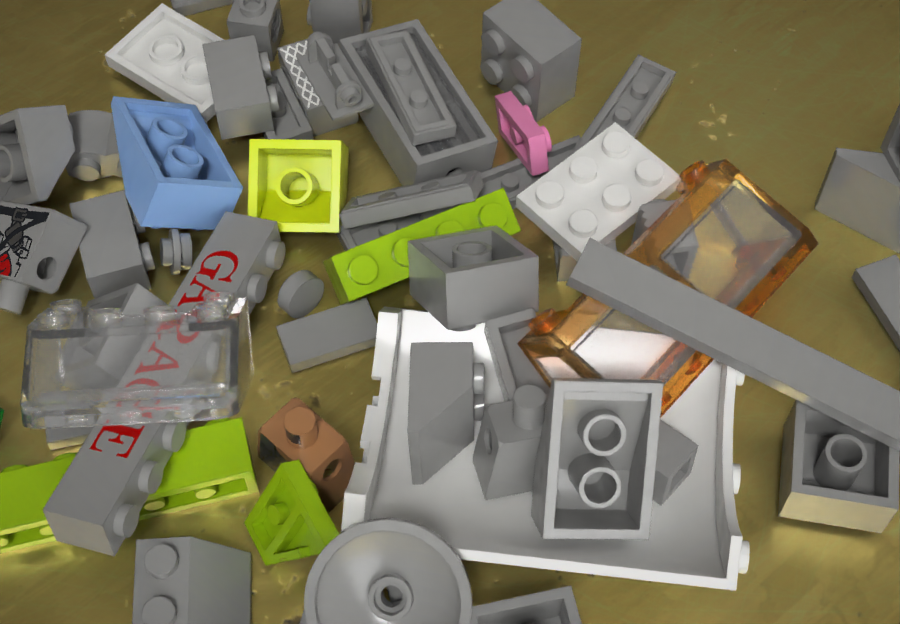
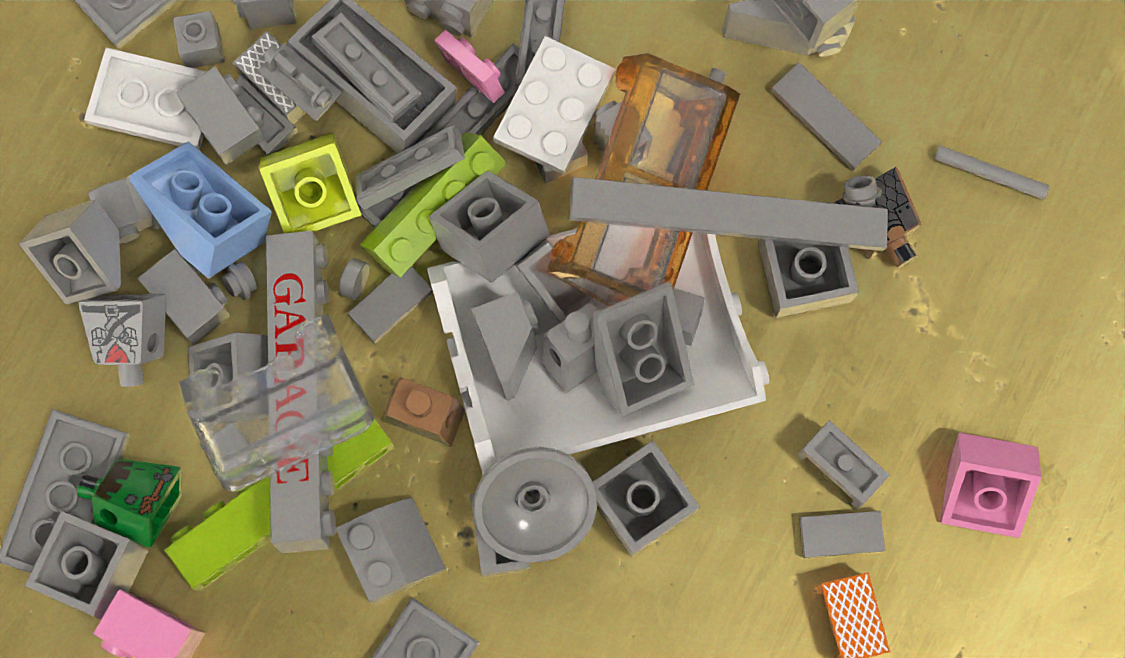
camera: 25 degrees left, 20 degrees up
(290, 517) = (437, 469): lime wing -> none

